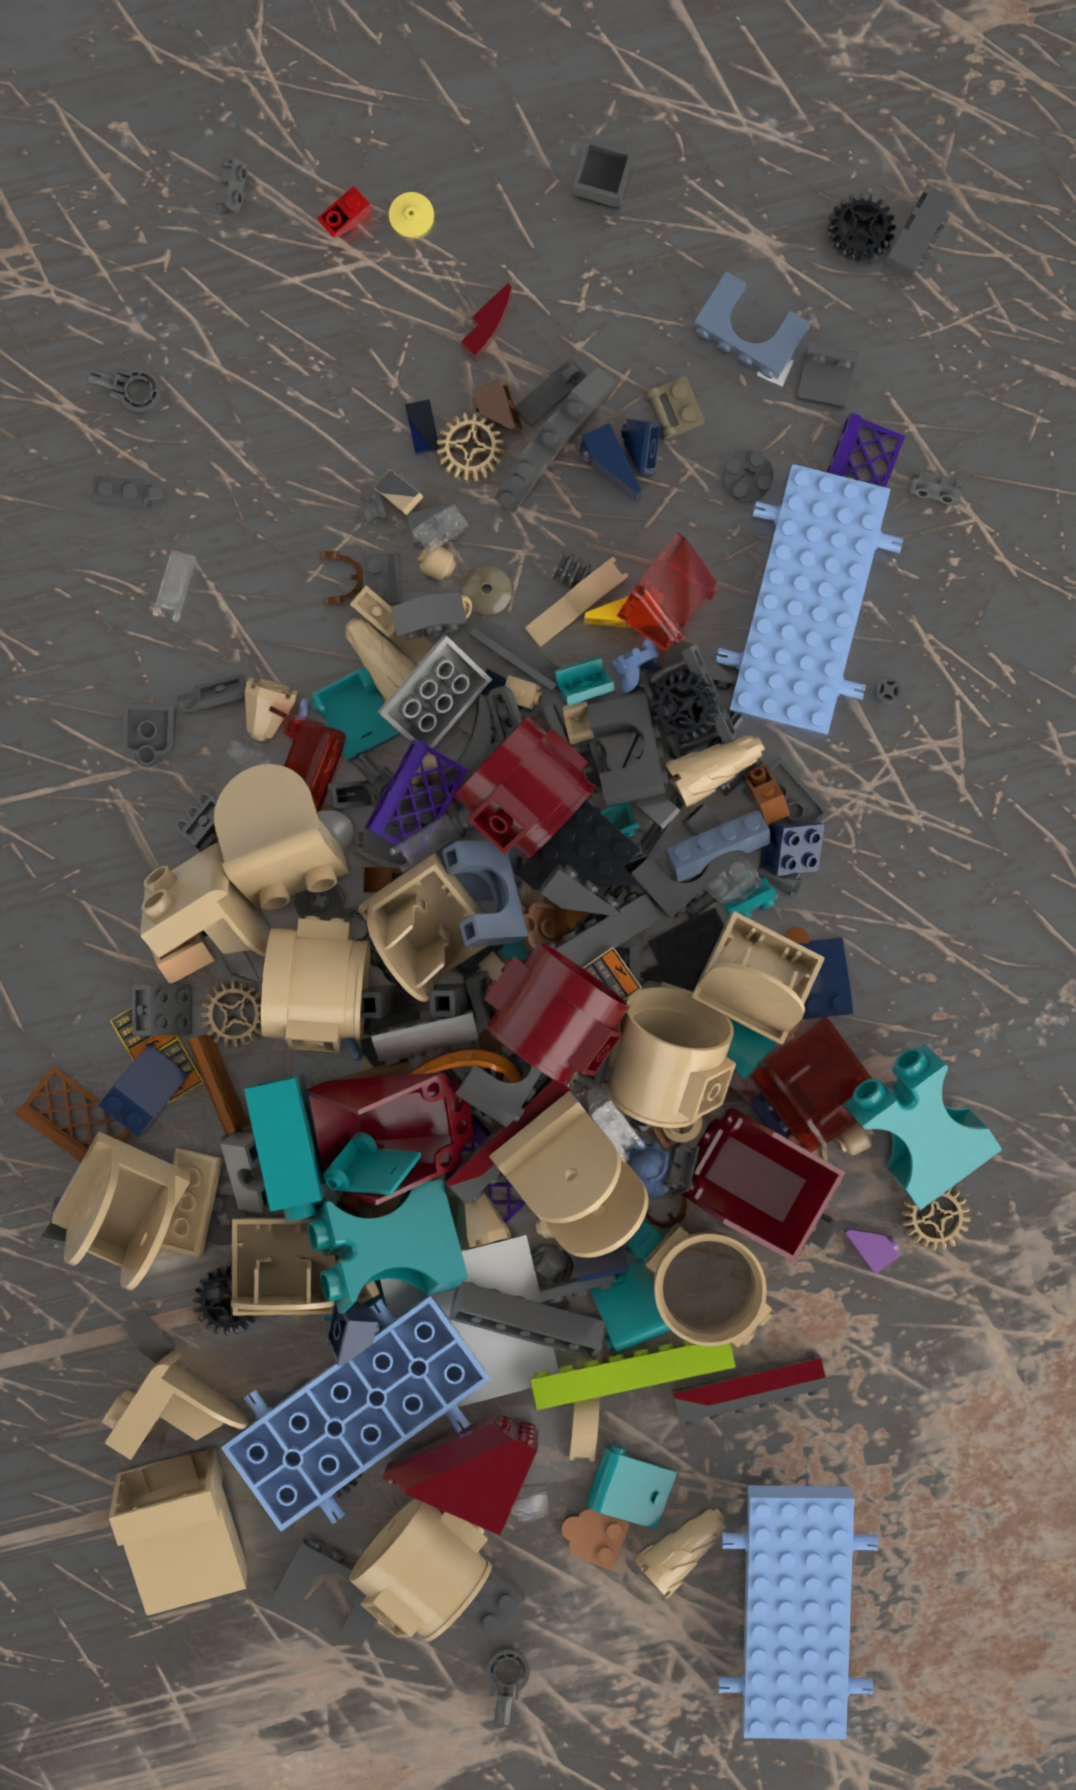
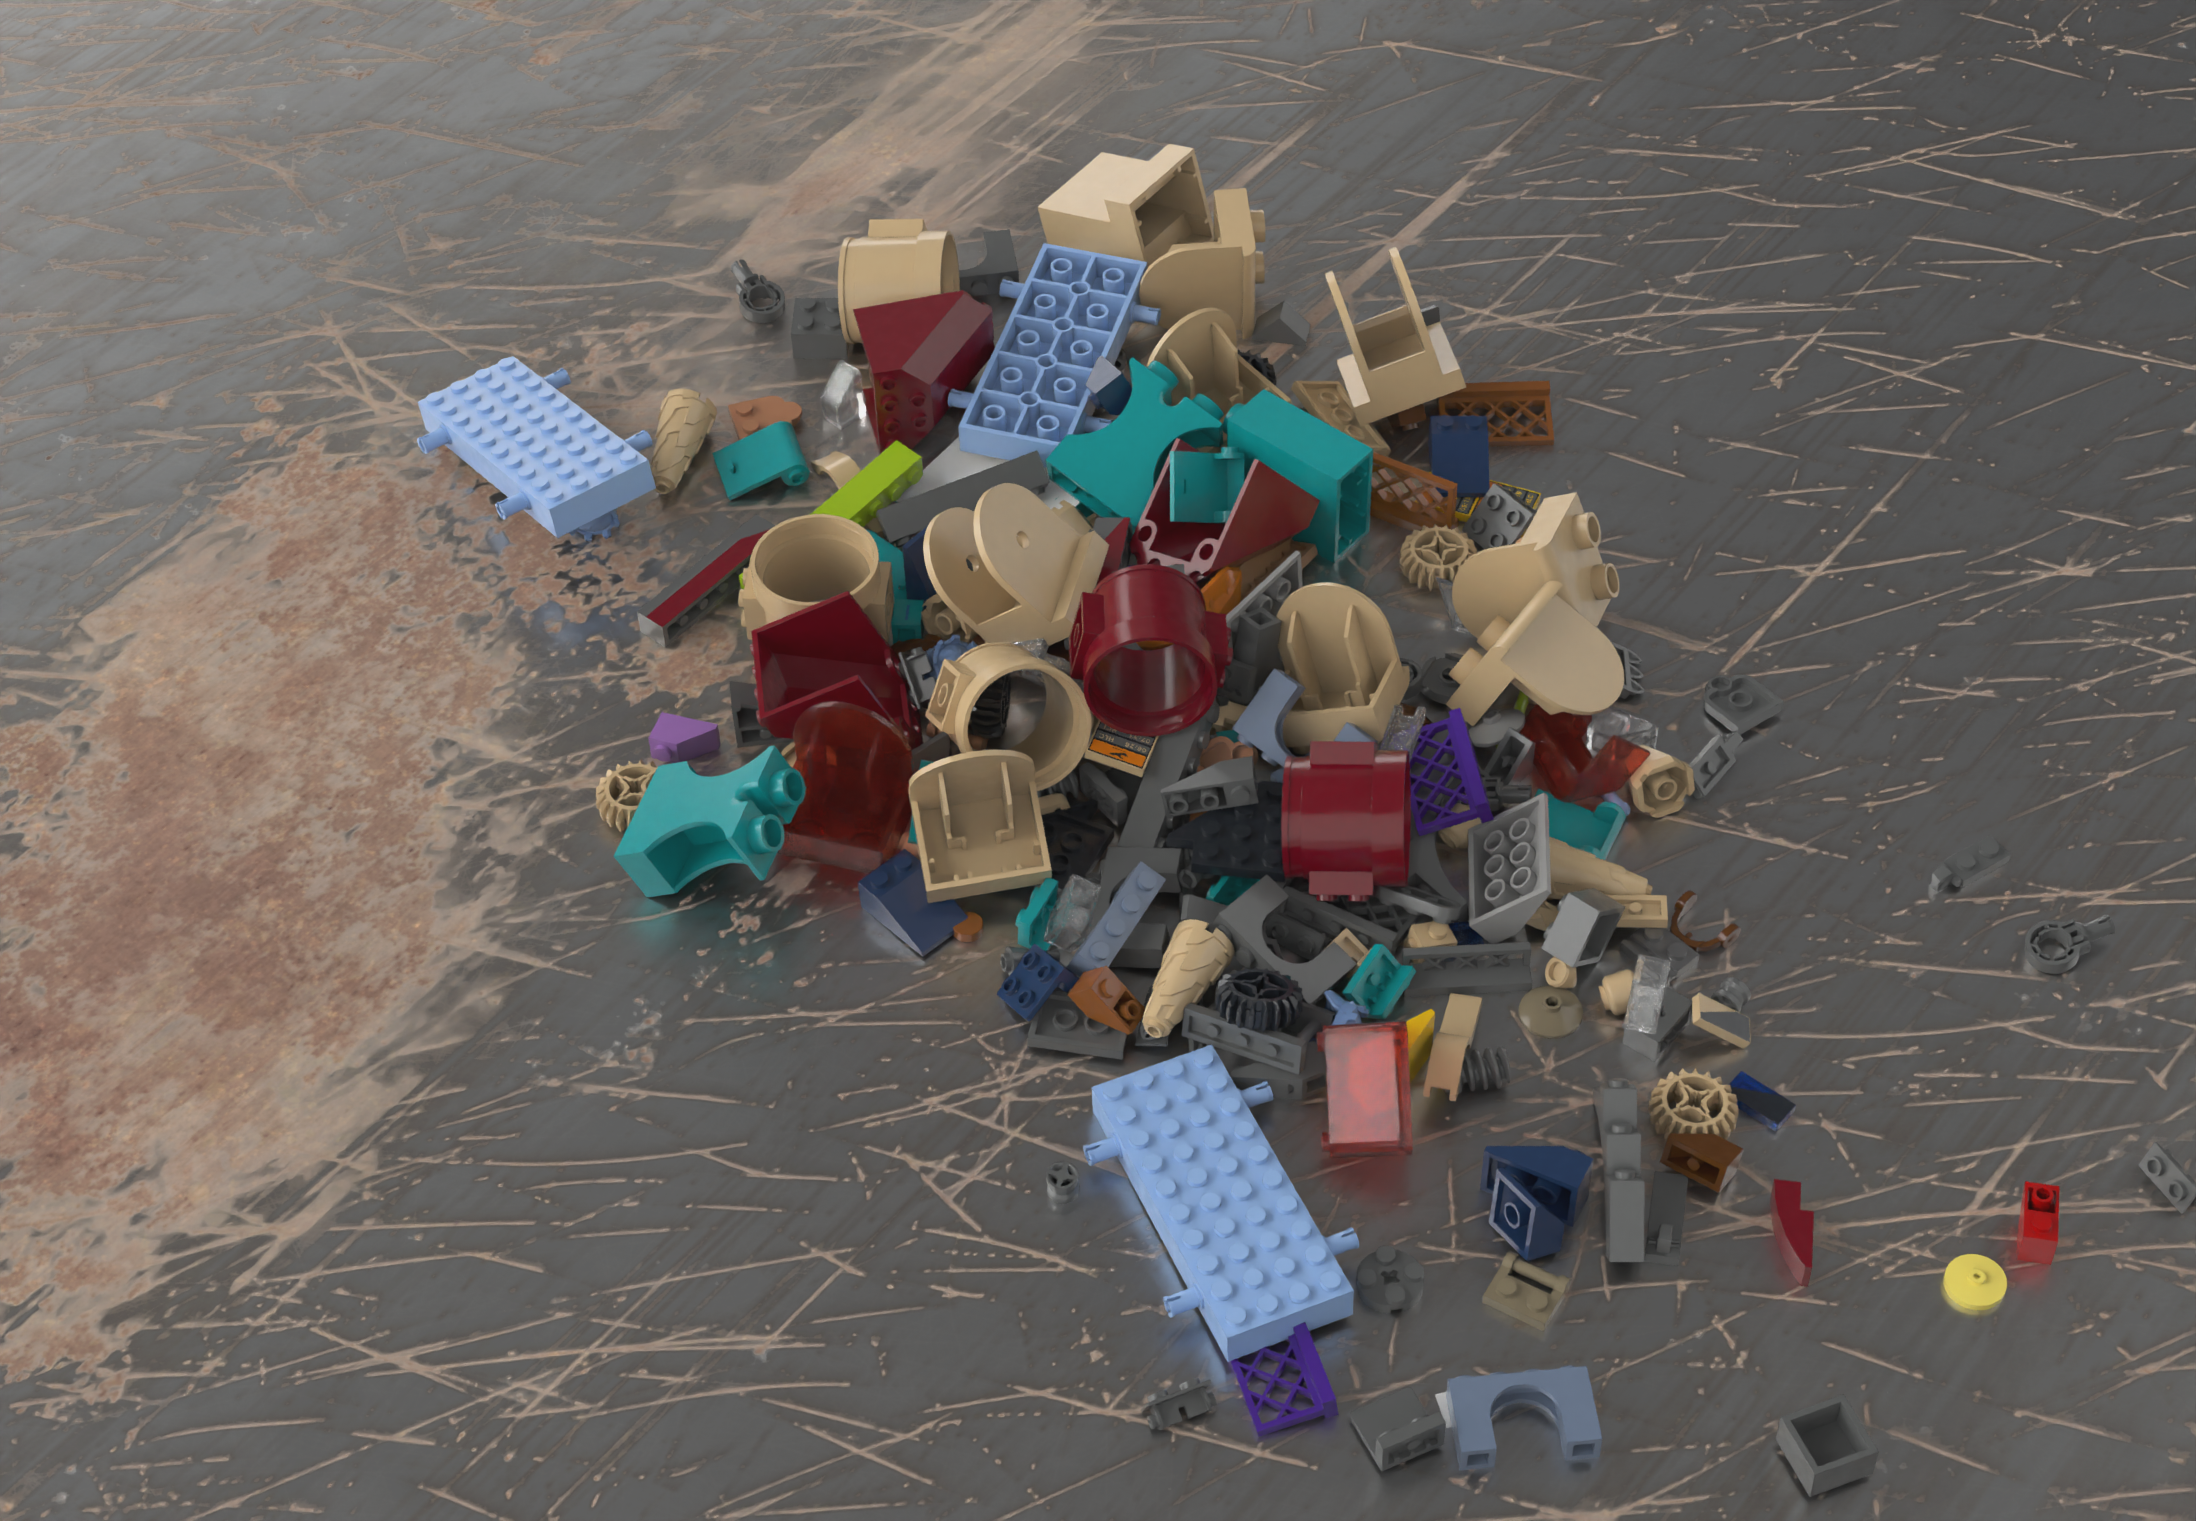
camera: 145 degrees right, 40 degrees down
(175, 583) = (1843, 826): clear hinge -> none
(314, 985) = (1404, 568): tan cylinder -> none

